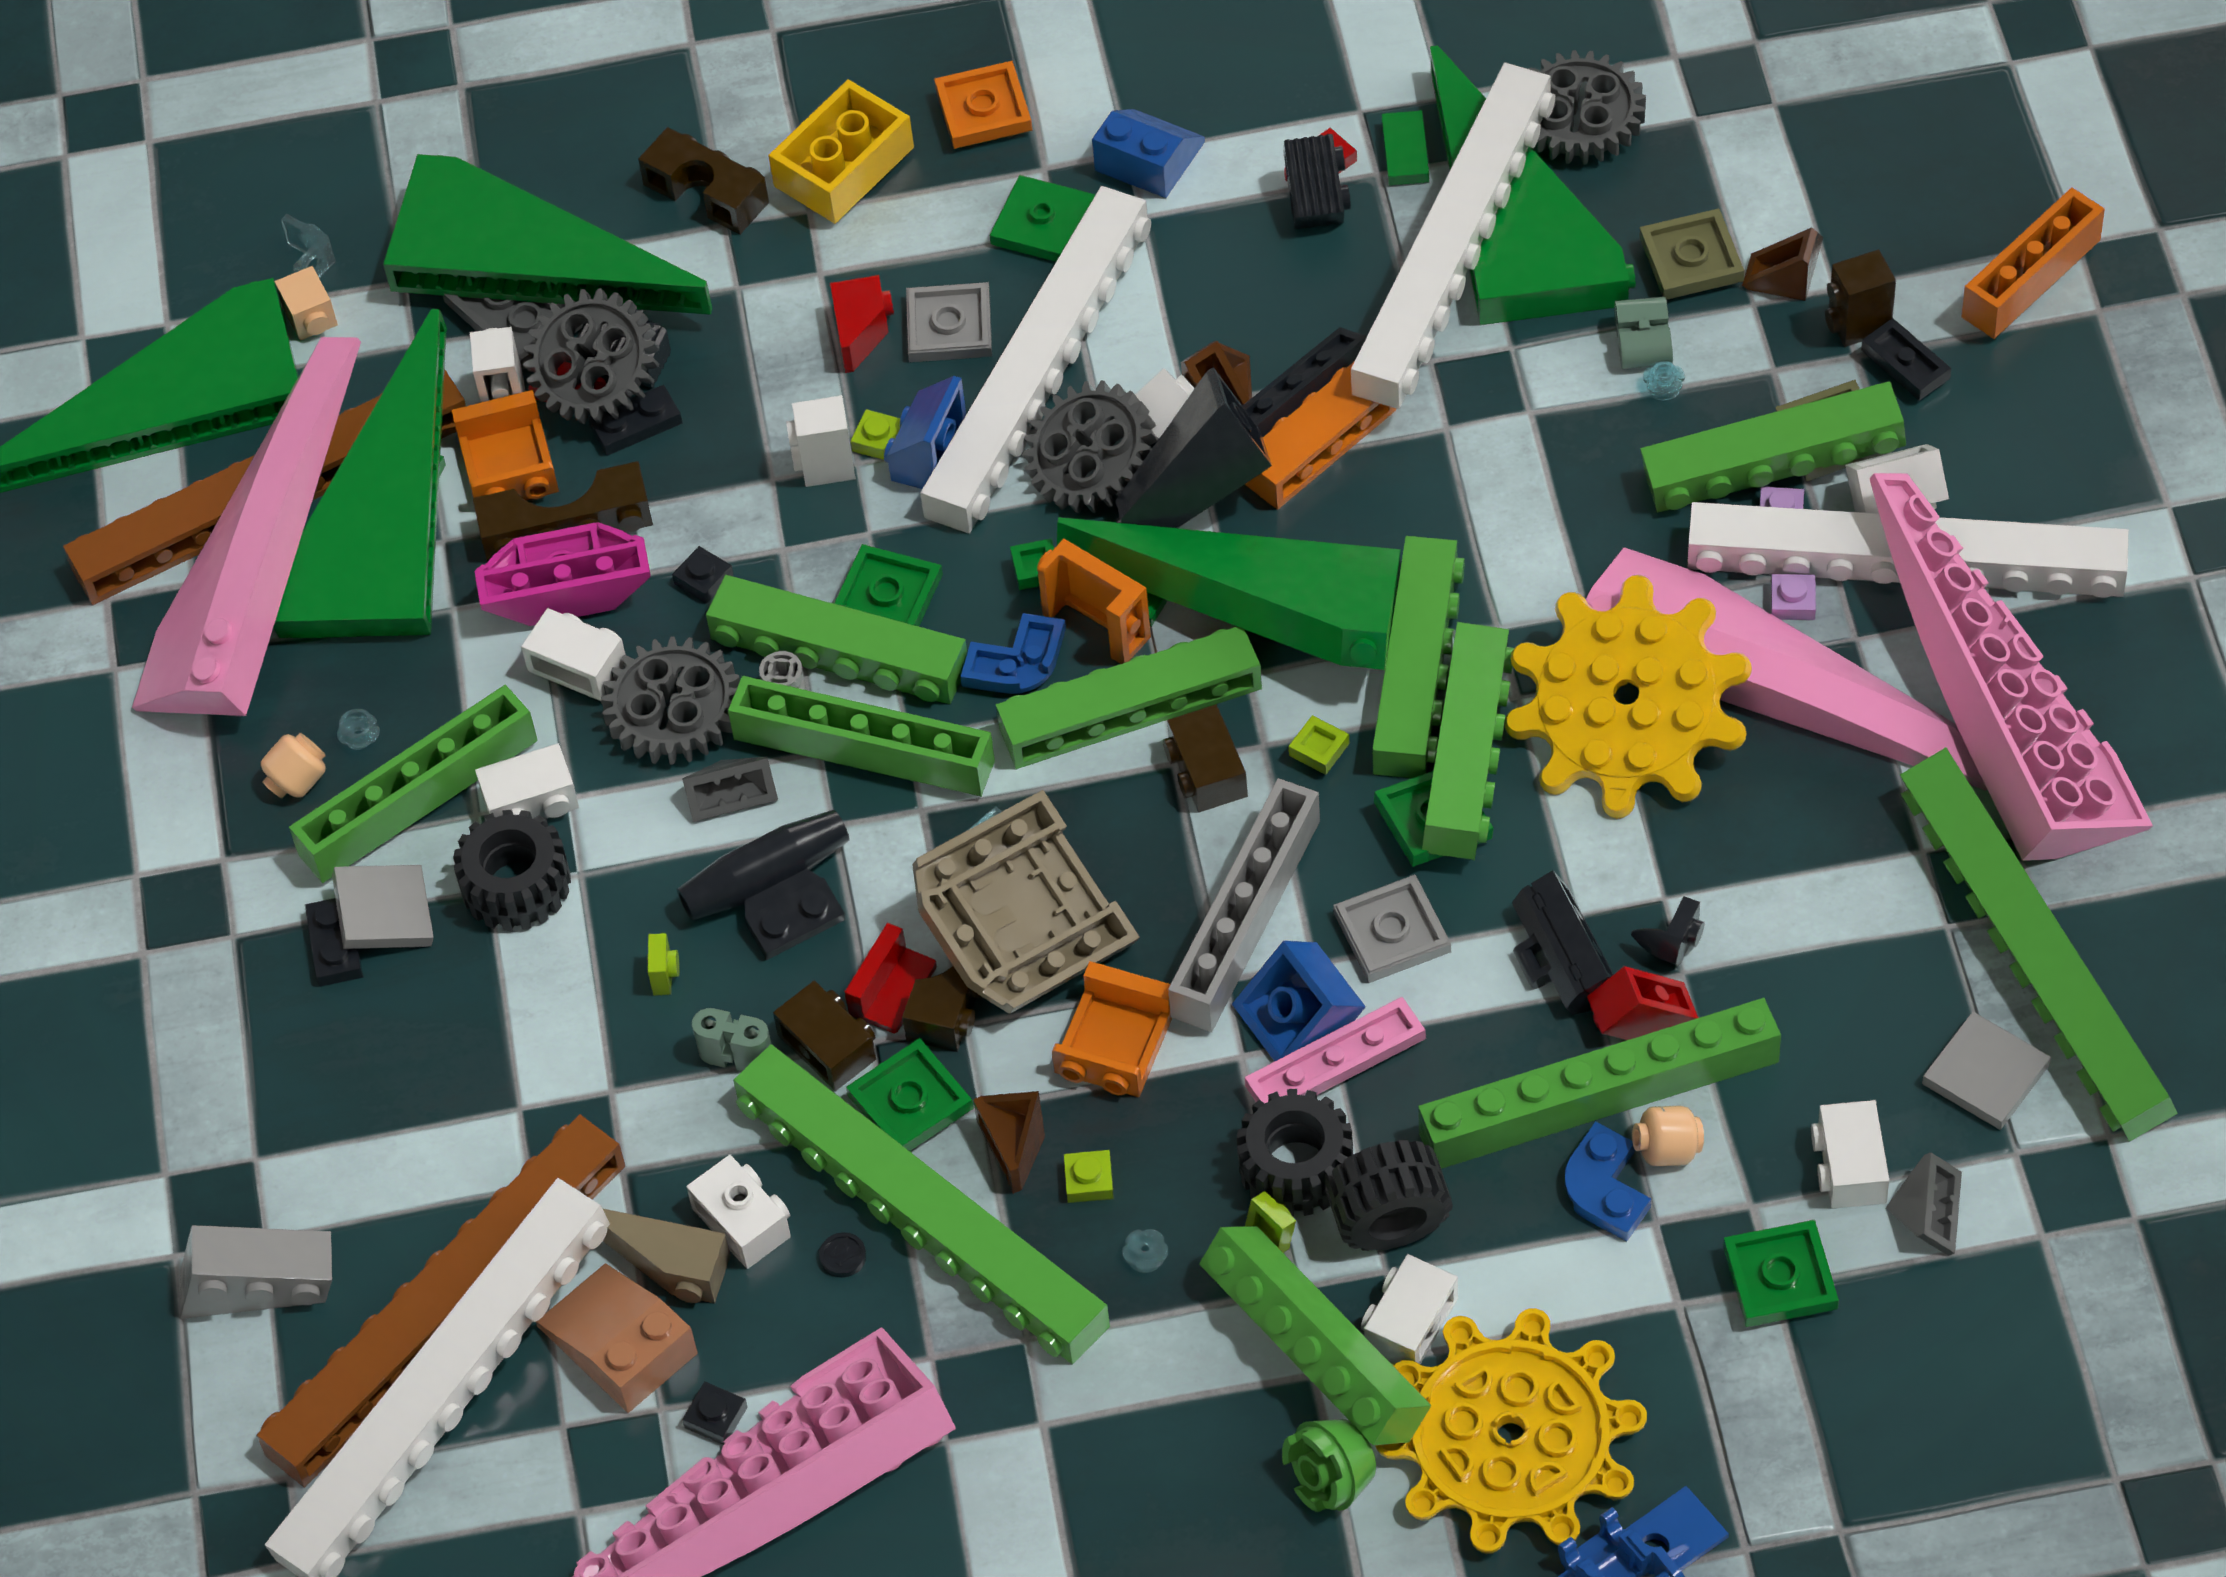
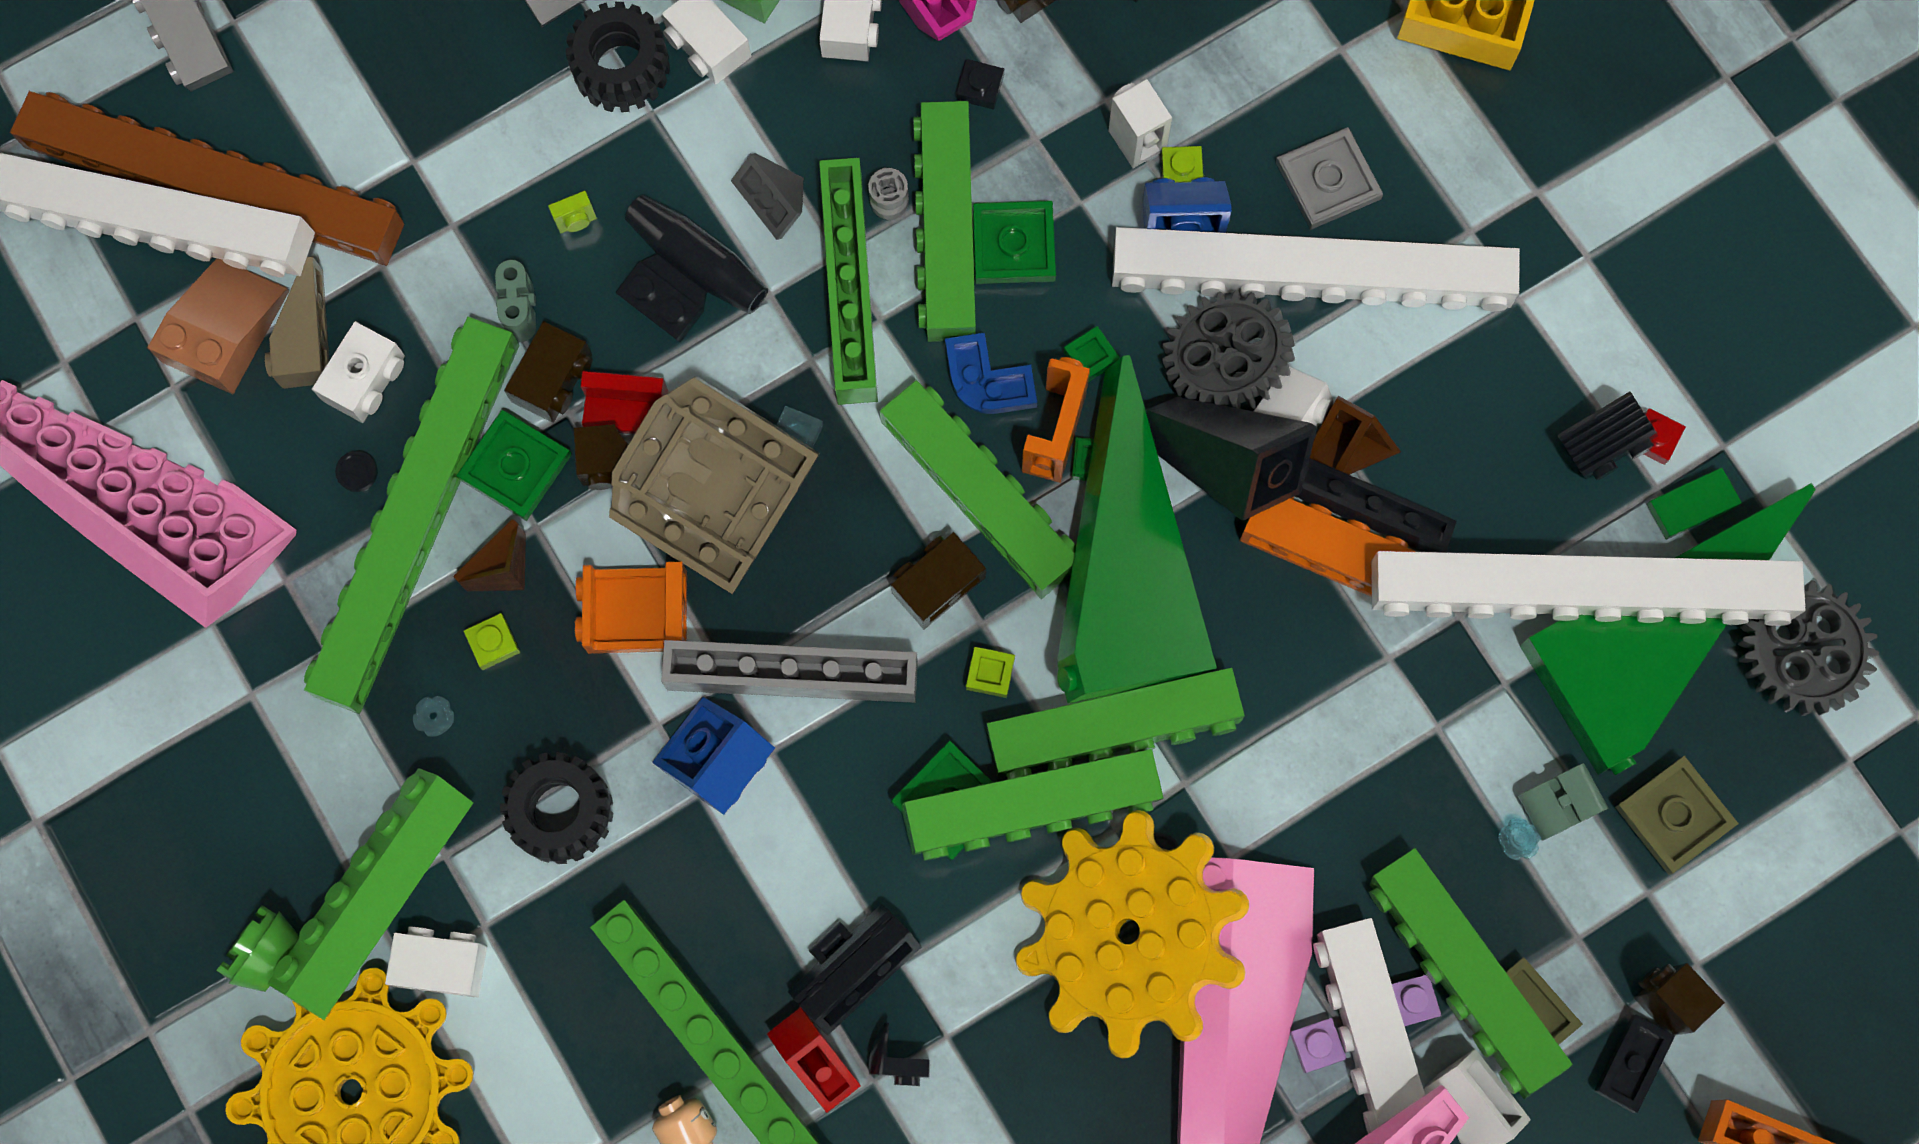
camera: 65 degrees right, 20 degrees up
(637, 693) = (832, 80): dark grey gear -> none
(714, 1413) = (177, 430): black plate -> none
(860, 317) = (1294, 101): red slope -> none
(983, 104) = (1580, 110): orange plate -> none
(1039, 218) = (1476, 209): green plate -> none
(1144, 150) = (1592, 271): blue slope -> none
(1272, 1220) = (487, 814): lime plate -> none
(1340, 1053) = (671, 806): bright pink plate -> none
(1388, 1195) = (523, 907): black tyre -> none
(1392, 928) = (826, 806): light grey tile -> none
(1594, 1187) = (621, 1075): blue plate -> none
(1785, 266) = (1699, 909): reddish brown slope -> none

